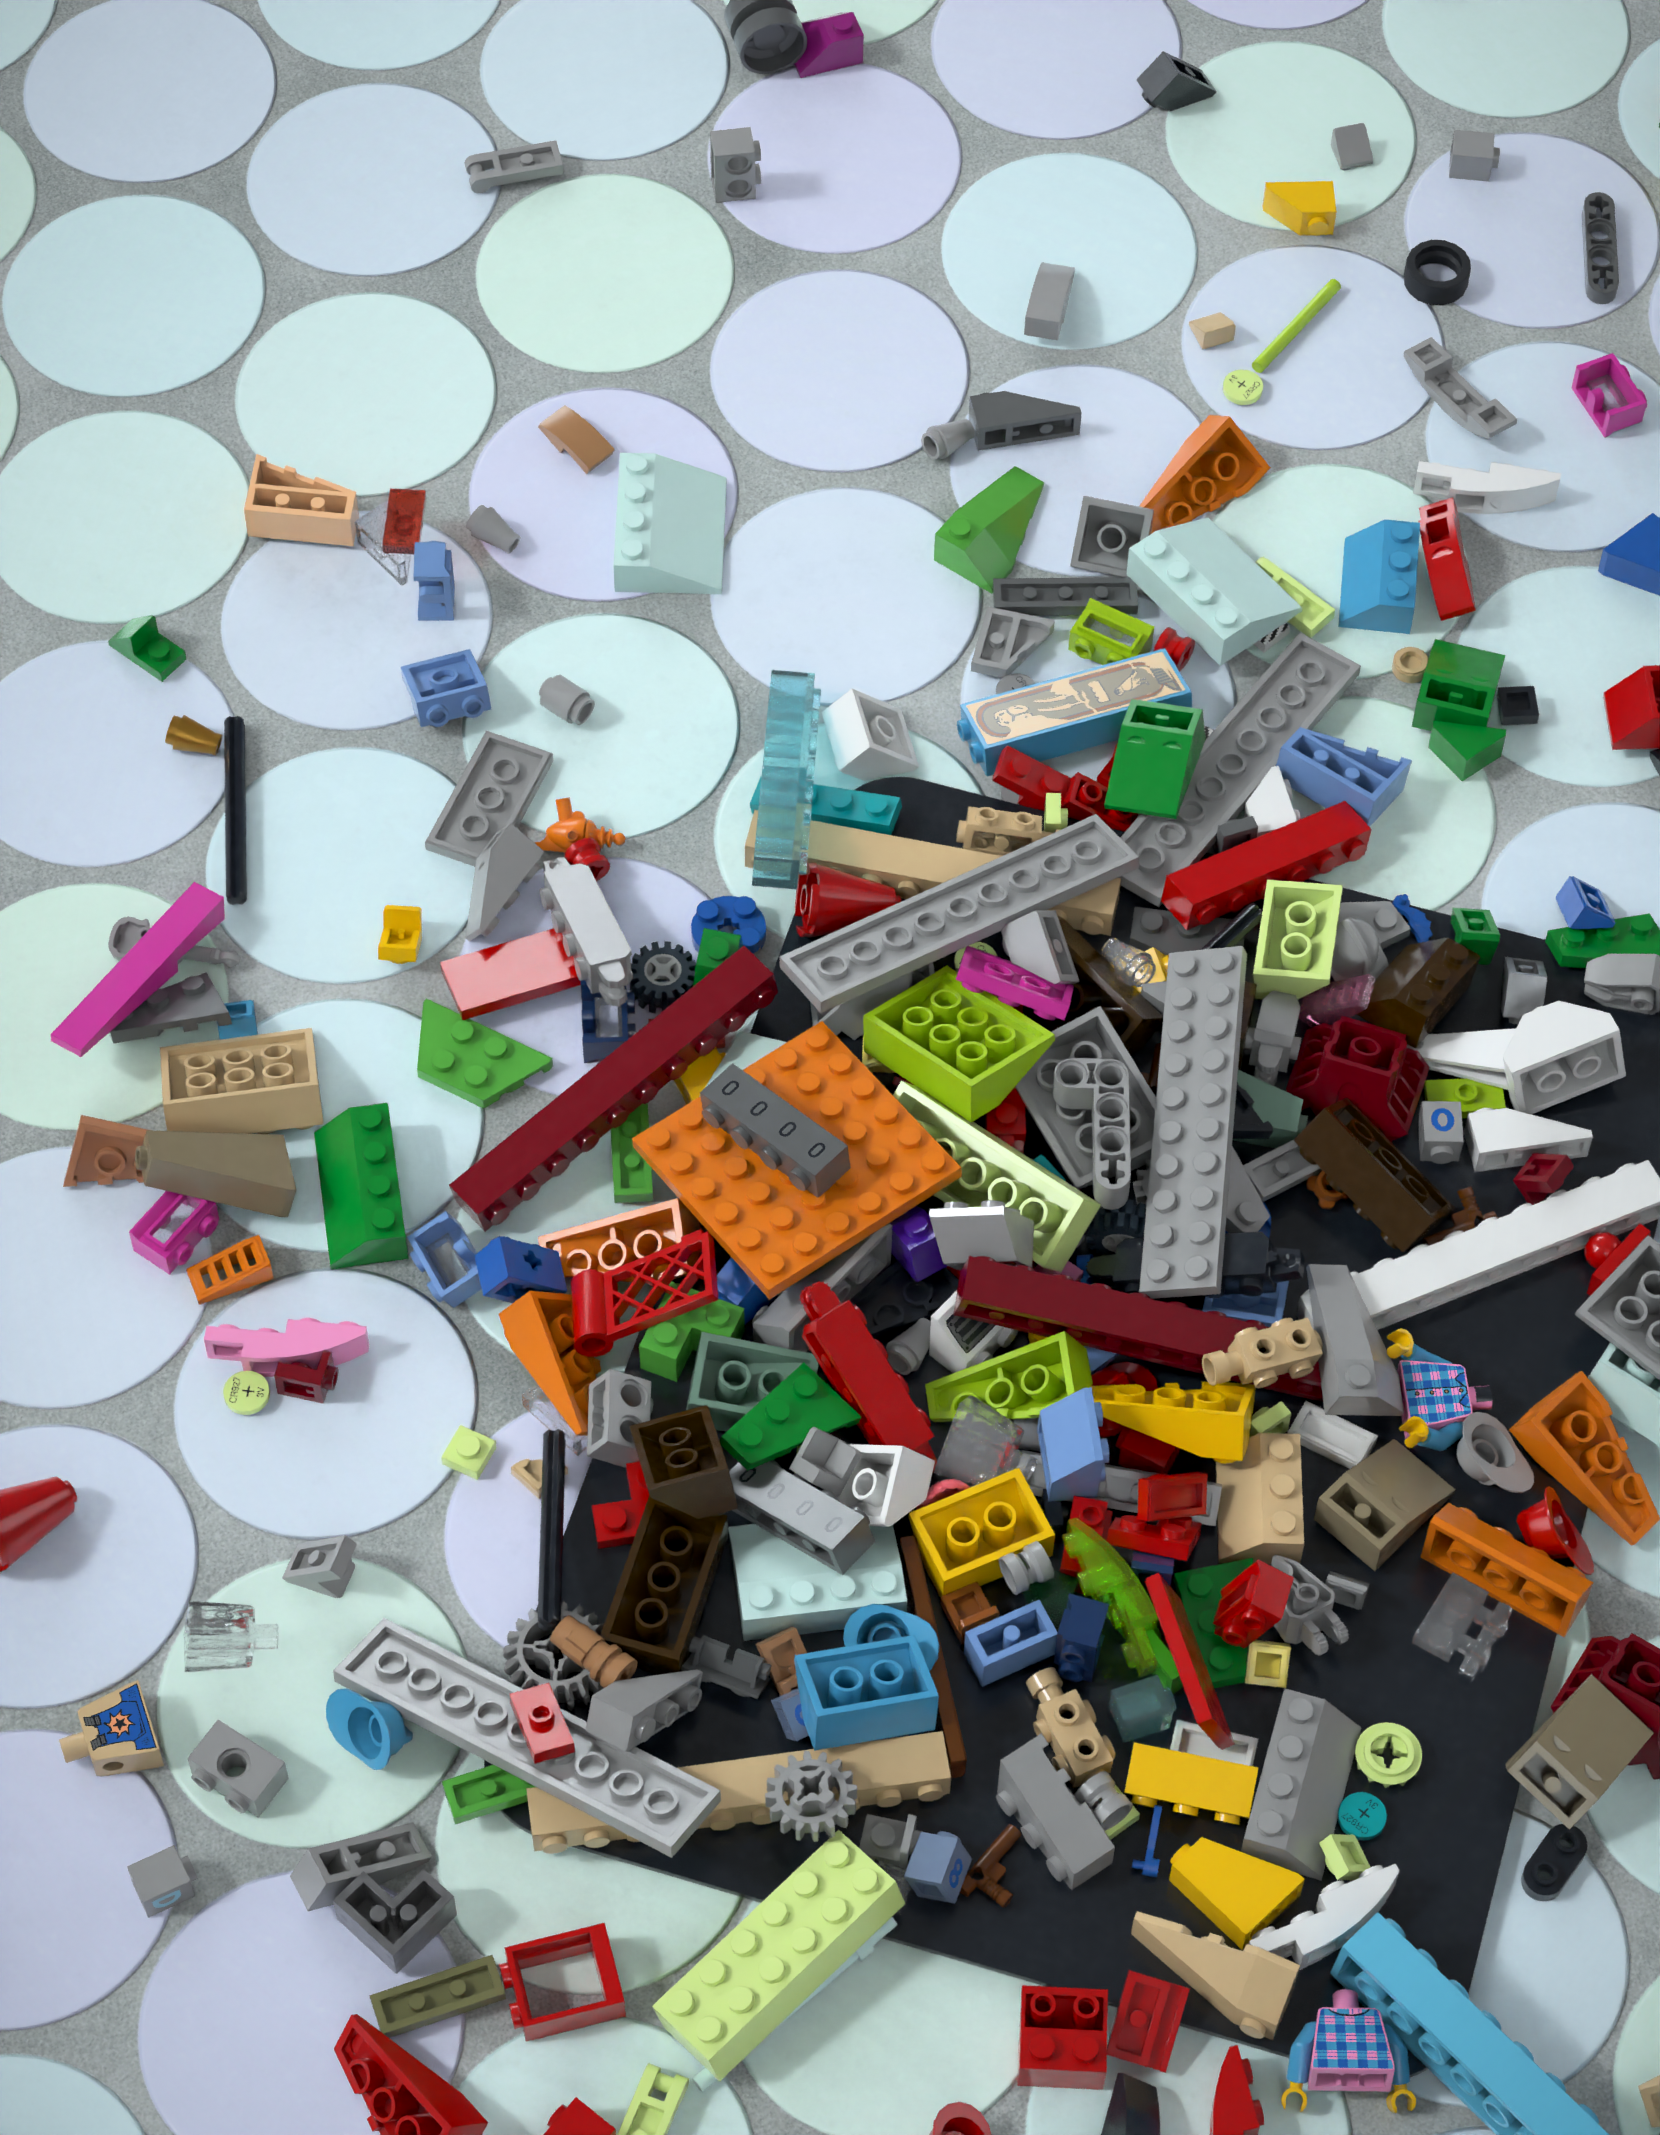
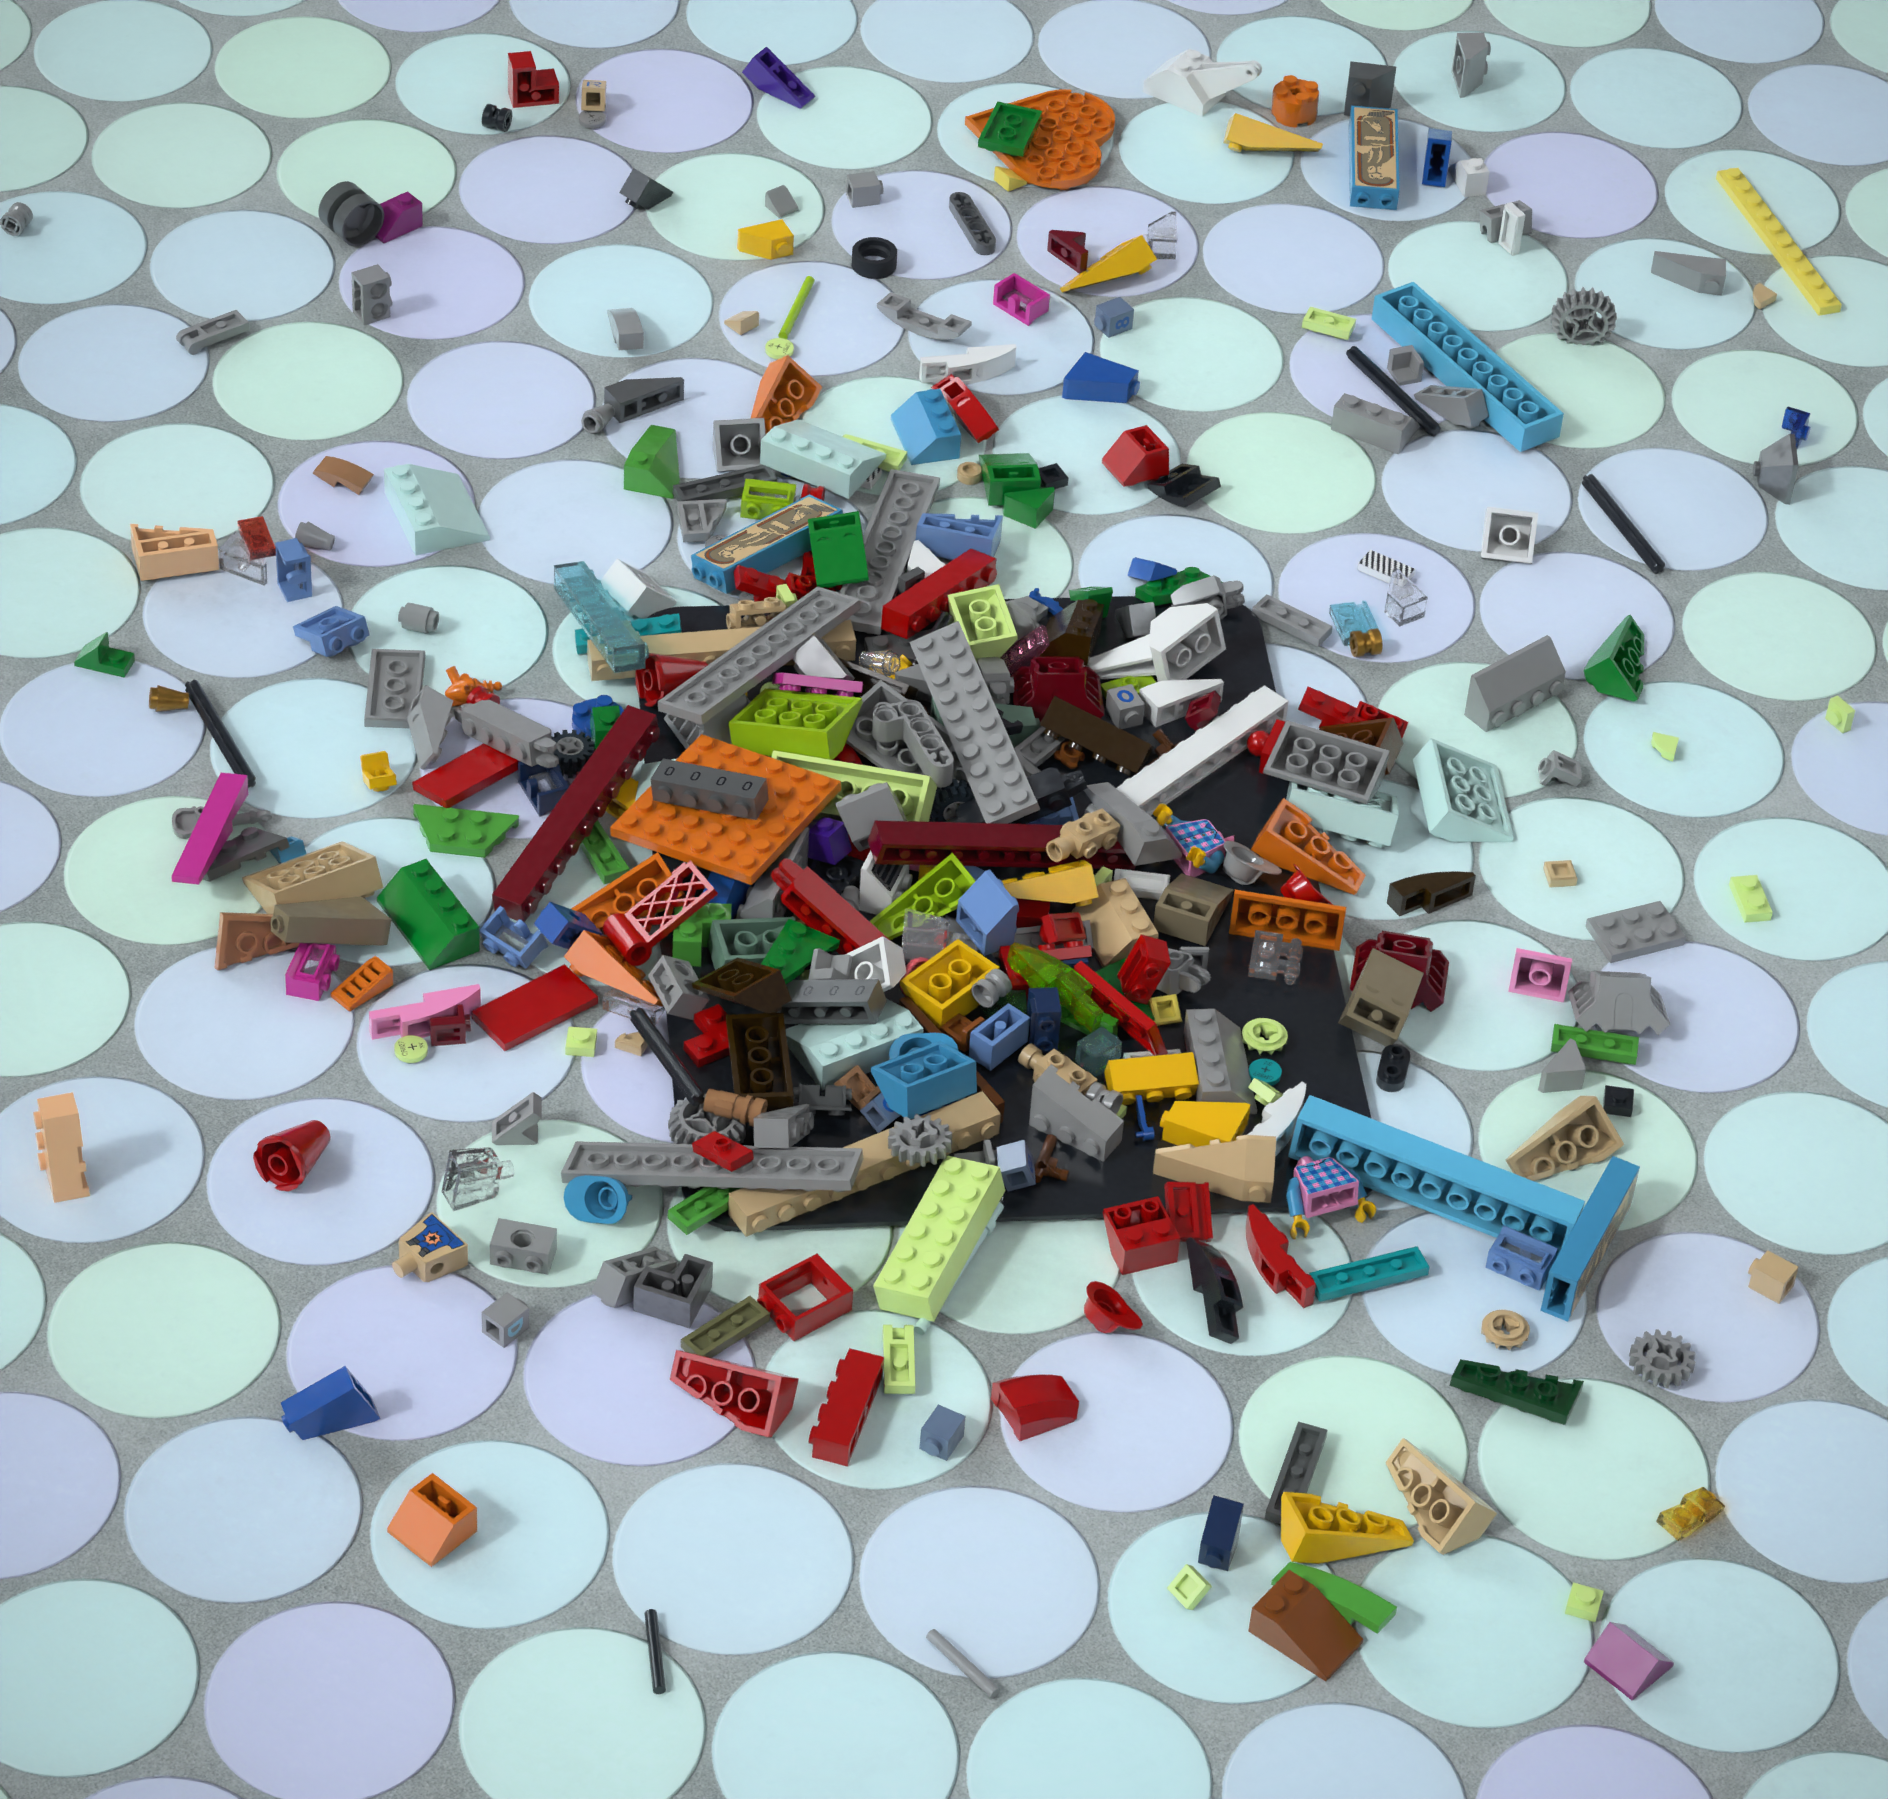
camera: 25 degrees left, 15 degrees down
(434, 1377) = (534, 1007): none -> red tile

